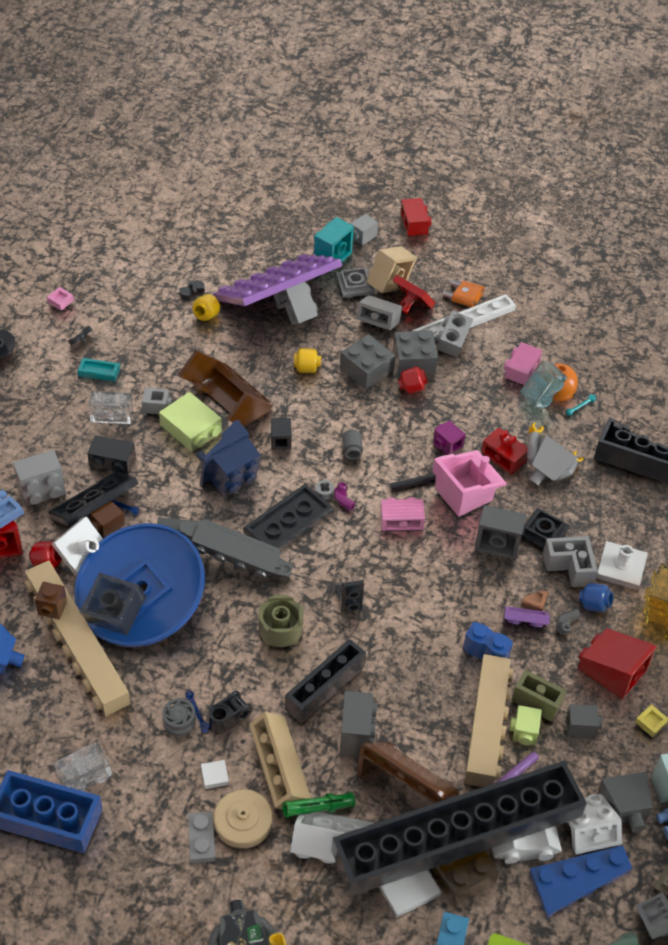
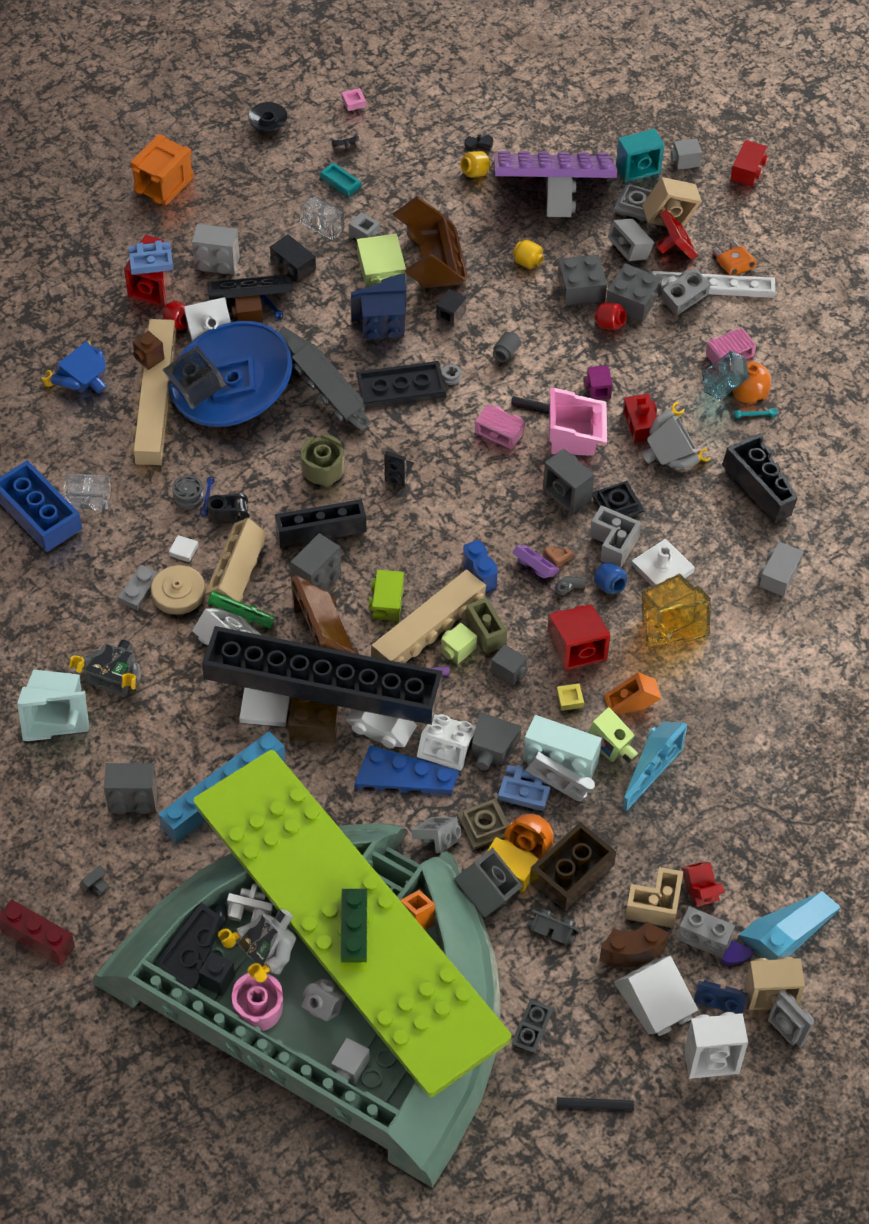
camera: 35 degrees right, 5 degrees up
(340, 496) = (462, 386): magenta arm -> none
(432, 715) = (388, 595): none -> lime brick

